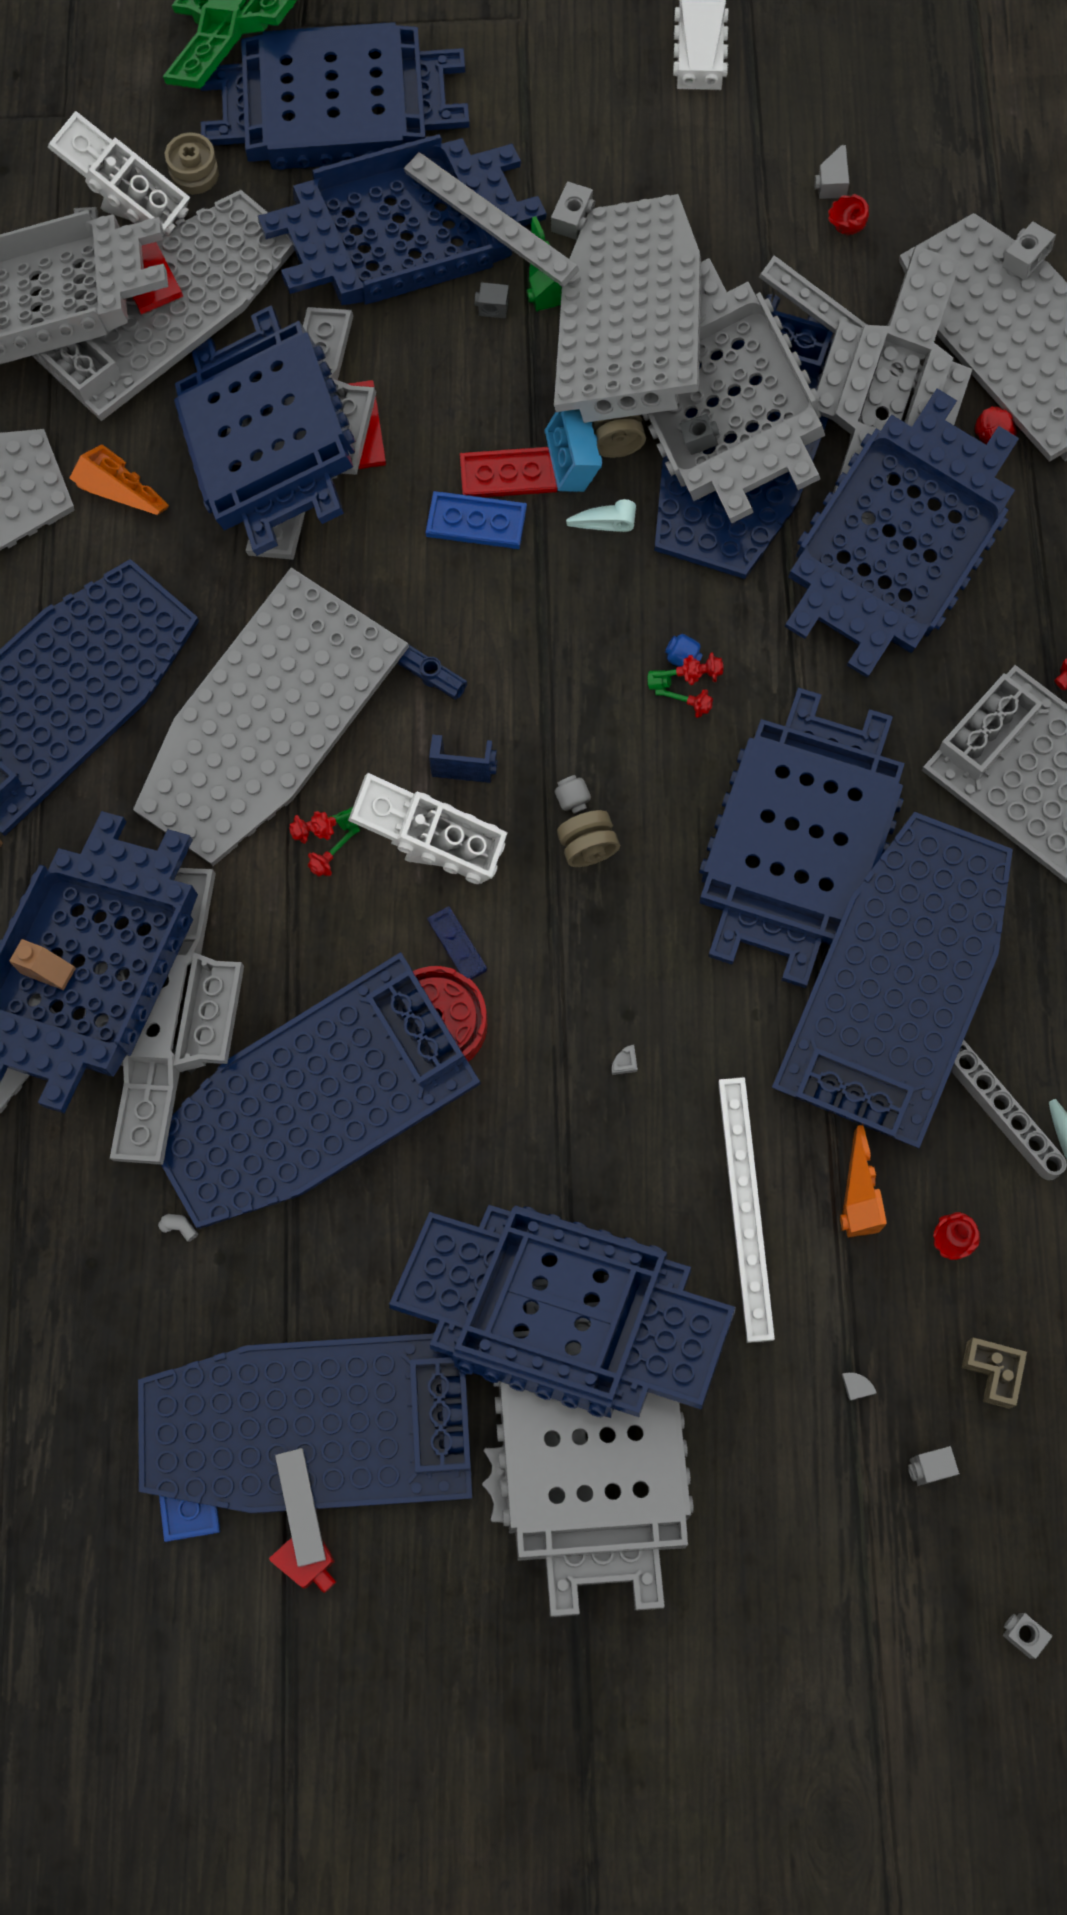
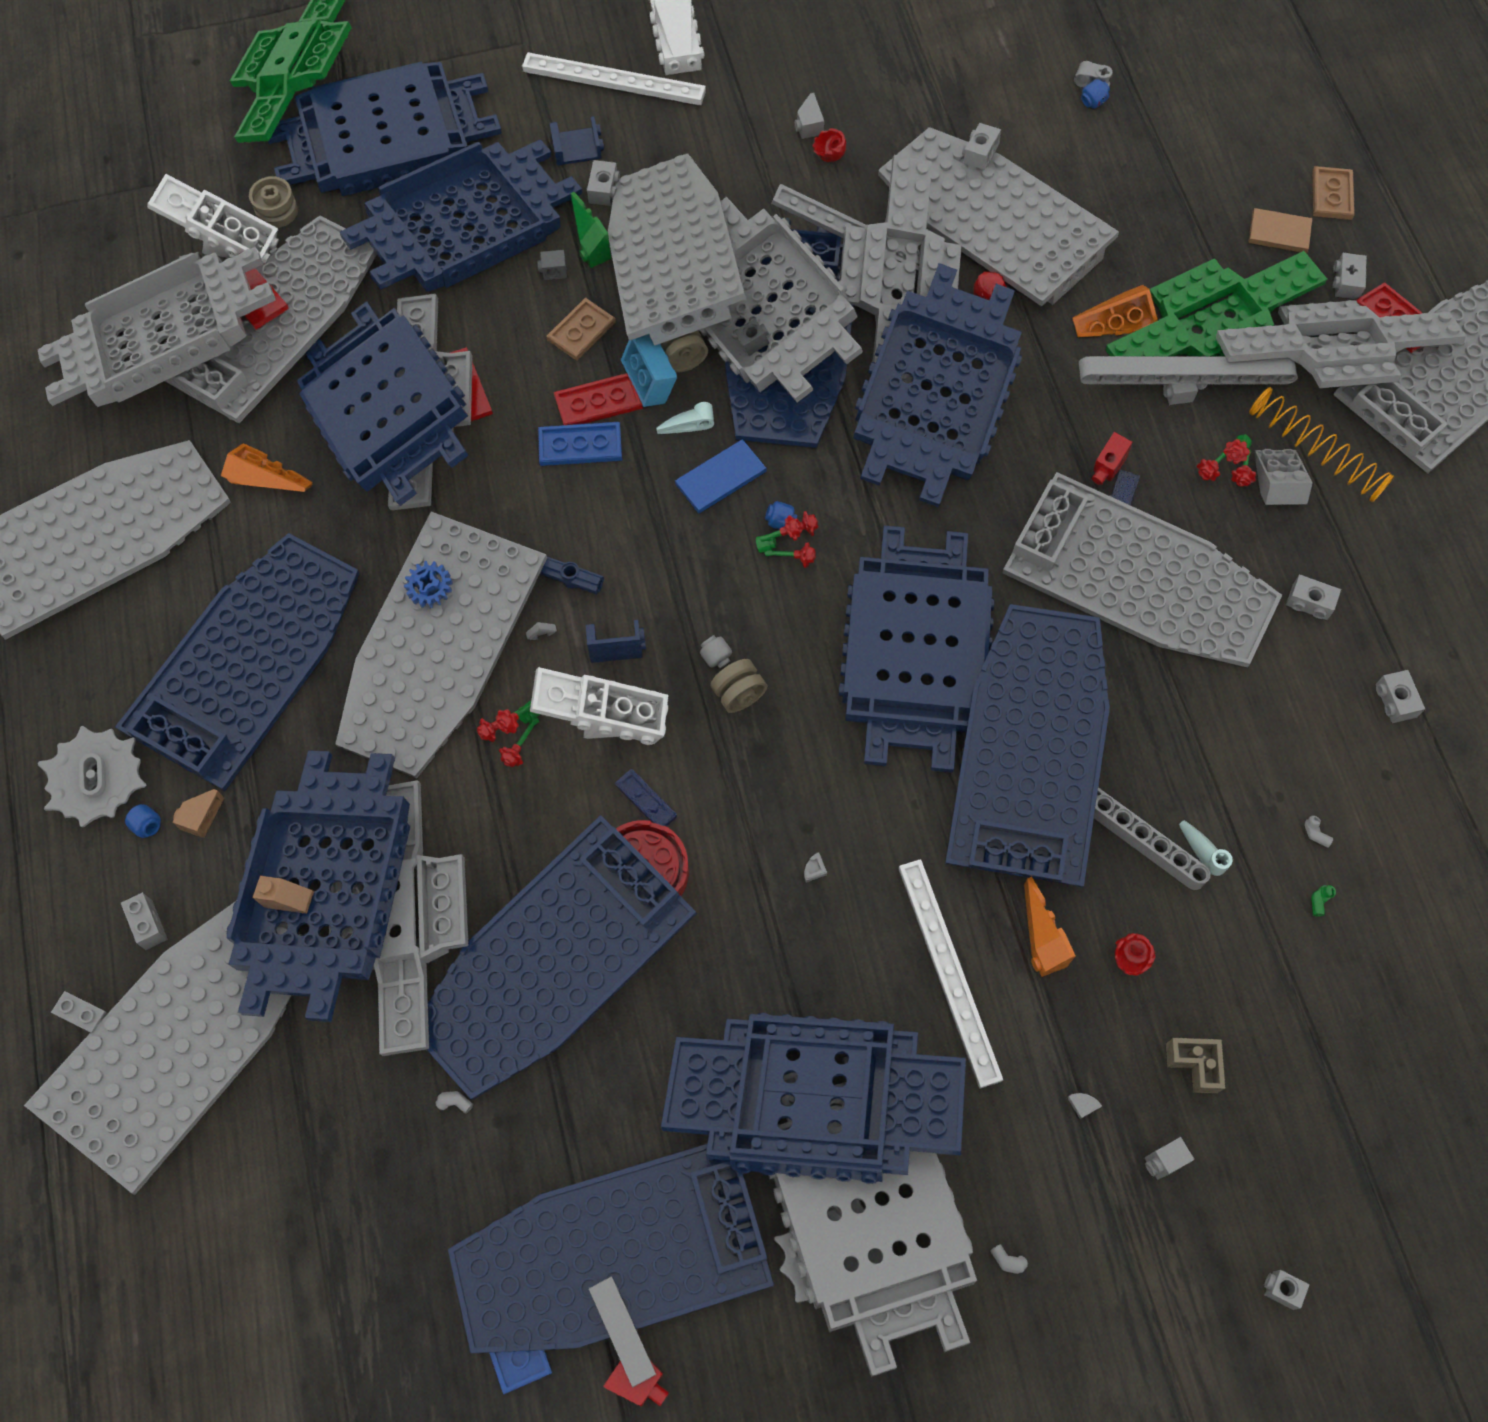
camera: 15 degrees left, 5 degrees down
(268, 641) = (429, 585): none -> blue gear
(384, 726) = (540, 629): none -> light grey tile
(491, 219) = (538, 200): light grey plate -> none
(508, 383) = (581, 329): none -> medium nougat tile
(553, 157) = (577, 144): none -> dark blue panel
(615, 83) = (614, 78): none -> white plate
(626, 590) = (720, 476): none -> blue tile
(730, 1535) = (1009, 1263): none -> light grey arm

